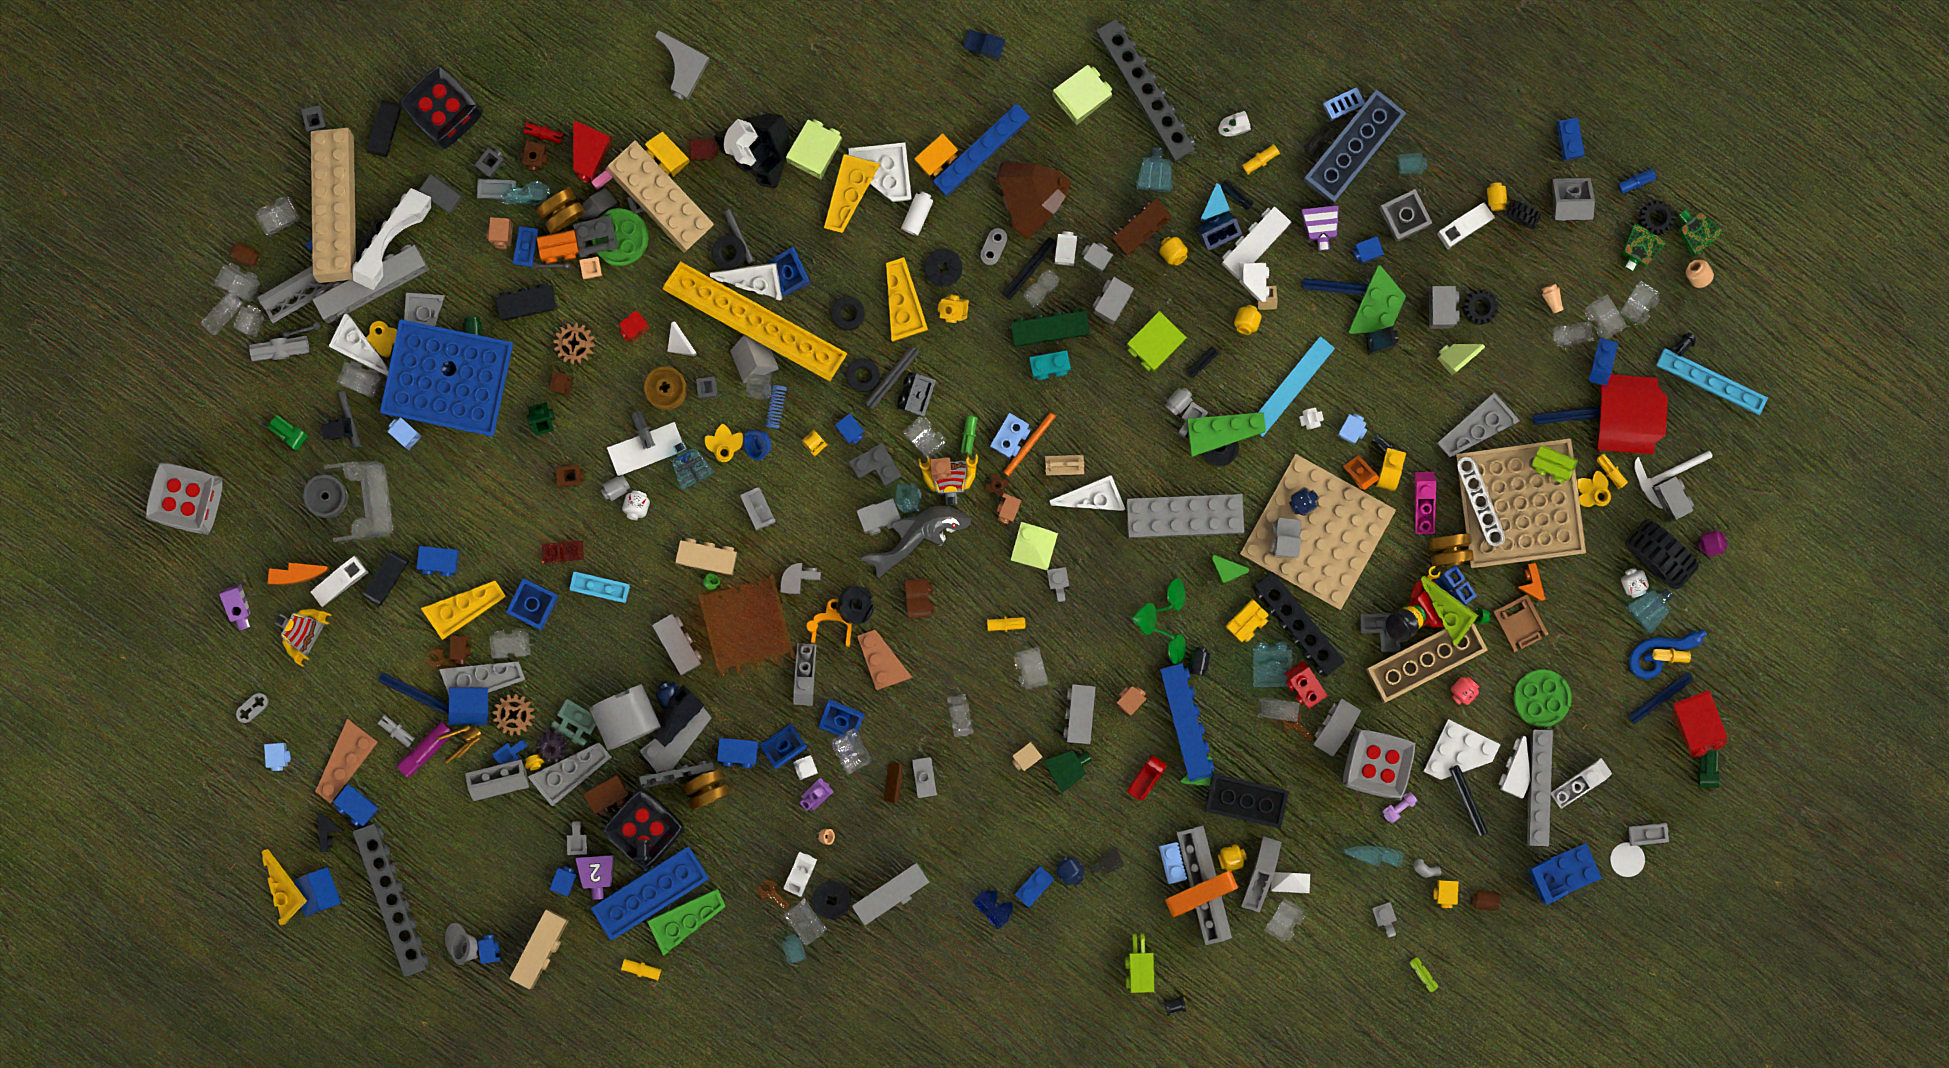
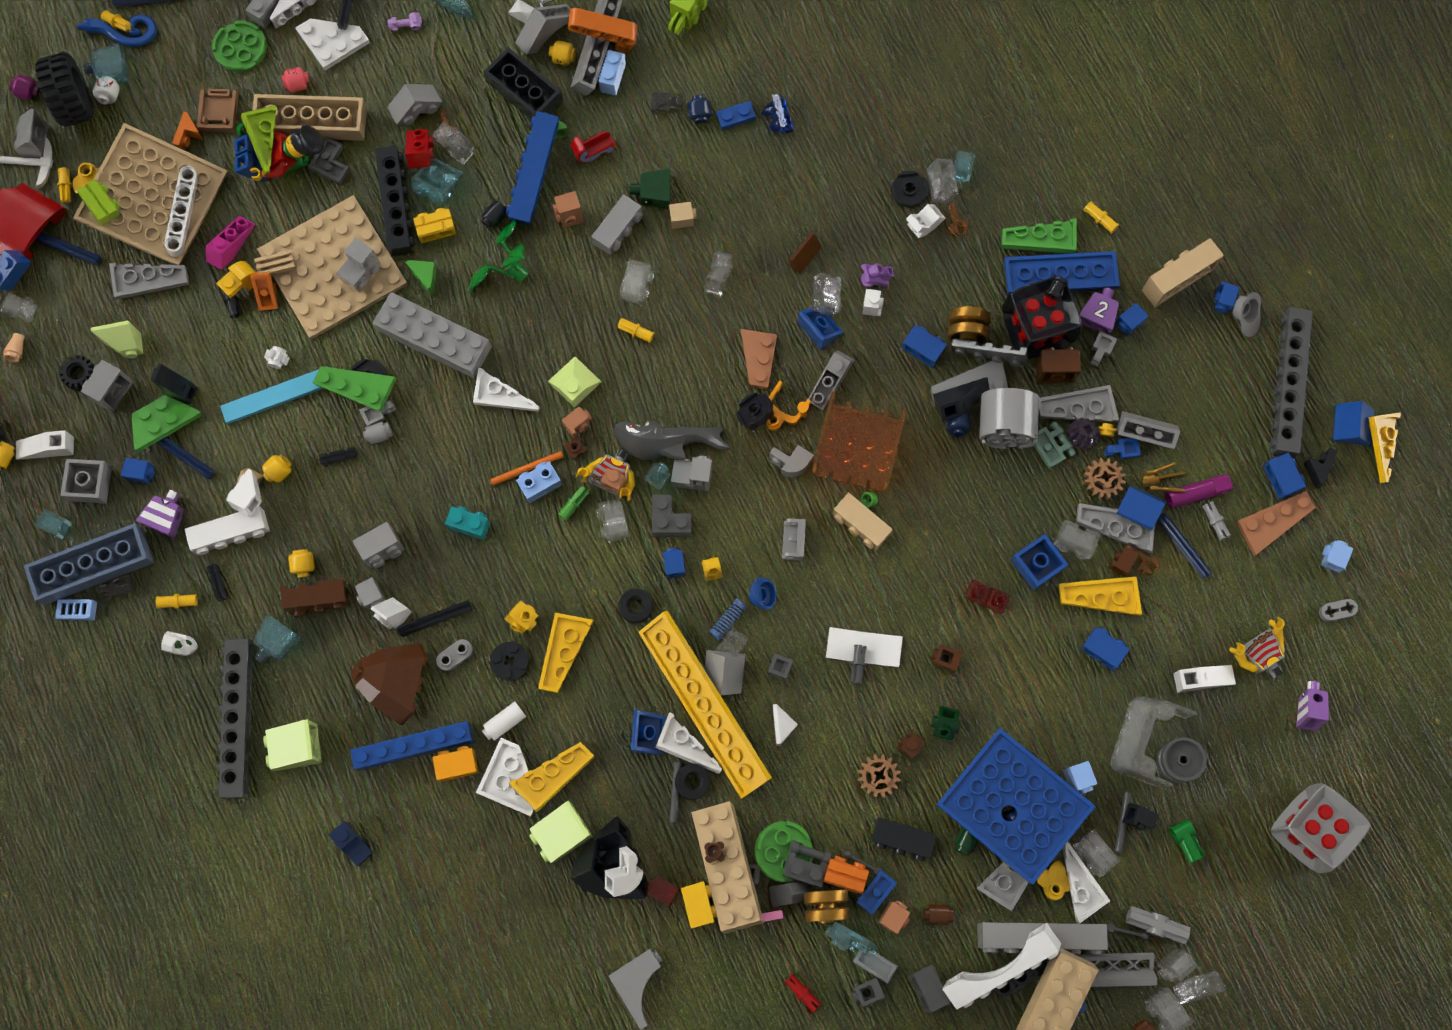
camera: 145 degrees left, 10 degrees down
(295, 574) = (1242, 706): orange slope -> none
(385, 578) = (1160, 658): black beam -> none
(464, 257) = (939, 914): none -> reddish brown brick
(531, 150) = (823, 982): reddish brown brick -> none
(588, 151) = (770, 948): red slope -> none
(590, 268) = (826, 838): light nougat plate -> none
(599, 587) = (970, 547): medium azure plate -> none
(615, 488) = (911, 626): light grey brick -> none
(633, 327) = (817, 758): red brick -> none
(636, 505) = (900, 600): white head -> none
(665, 377) = (822, 677): pearl gold wheel -> none
(677, 644) = (927, 461): light grey brick -> none
(680, 200) = (710, 847): none -> reddish brown plate
(690, 466) = (833, 608): torso -> none
(724, 440) = (789, 615): yellow plate -> none
(783, 746) = (882, 328): blue slope -> none
(830, 836) = (886, 240): light nougat hinge -> none
(859, 313) = (620, 656): black tyre -> none
(890, 894) = (858, 163): light grey brick -> none
(892, 377) = (611, 589): dark grey axle -> none
(916, 394) = (599, 563): bracket -> none
(918, 599) = (698, 389): reddish brown brick -> none
(924, 777) = (776, 245): light grey plate -> none
(1045, 285) = (439, 591): clear brick -> none
(1051, 328) = (448, 554): dark green brick -> none
(1058, 580) = (571, 342): light grey plate -> none
(1064, 465) = (507, 433): tan hinge -> none
(1155, 342) = (365, 493): lime brick -> none
(1216, 205) = (240, 582): medium azure slope -> none
(1218, 230) = (251, 556): dark blue brick -> none
(1304, 501) = (325, 290): dark blue head -> none
(1353, 429) = (248, 331): light blue brick -> none
(1378, 491) = (285, 257): none -> tan tile
(1378, 764) = (397, 50): light grey piece -> none
(1451, 552) = (231, 188): pearl gold wheel -> none

